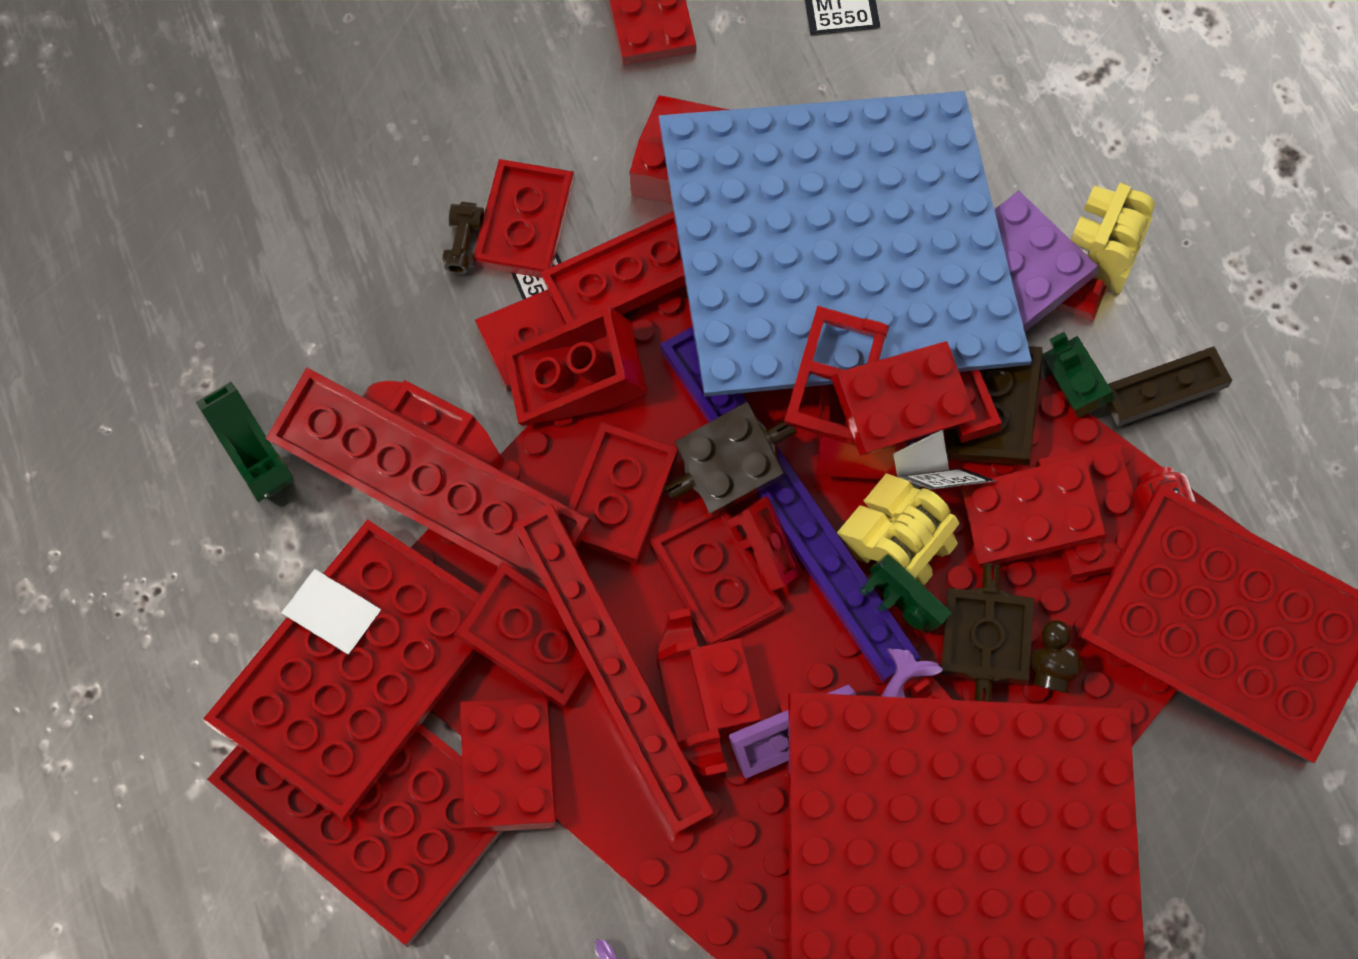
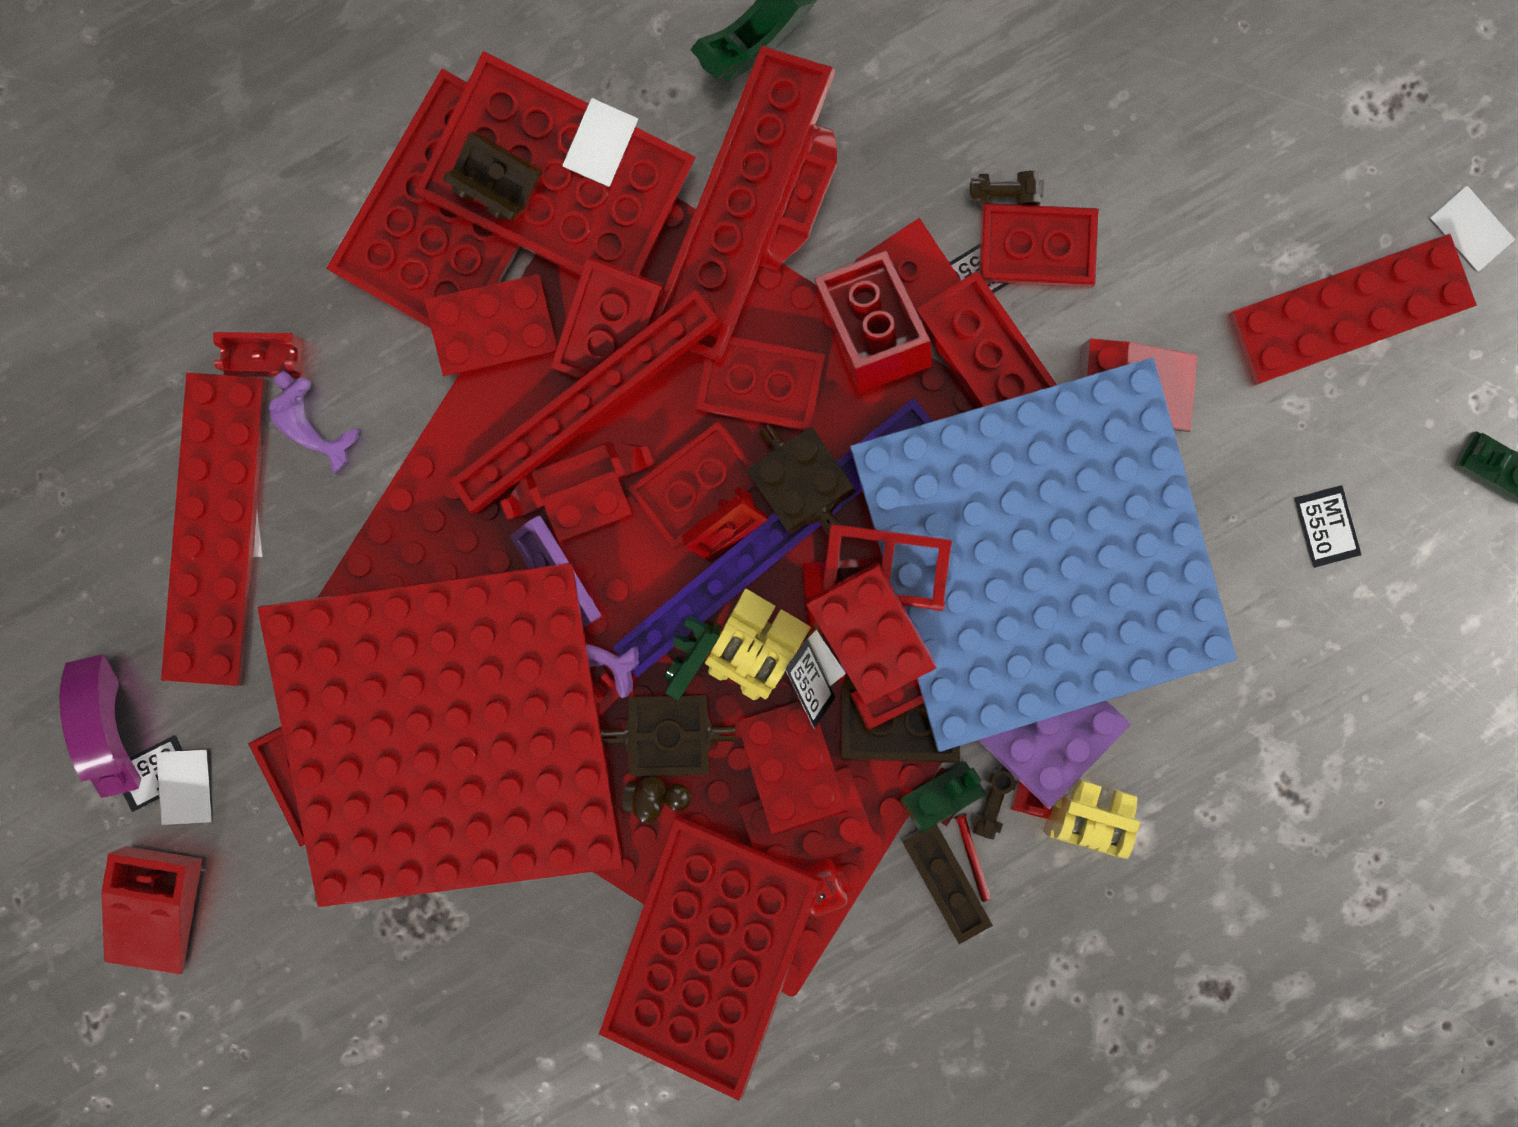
camera: 80 degrees right, 20 degrees up
(346, 720) = (493, 177): none -> dark brown bracket
(1066, 319) = (1001, 783): none -> dark brown bar
(1140, 360) = (973, 857): none -> red piece

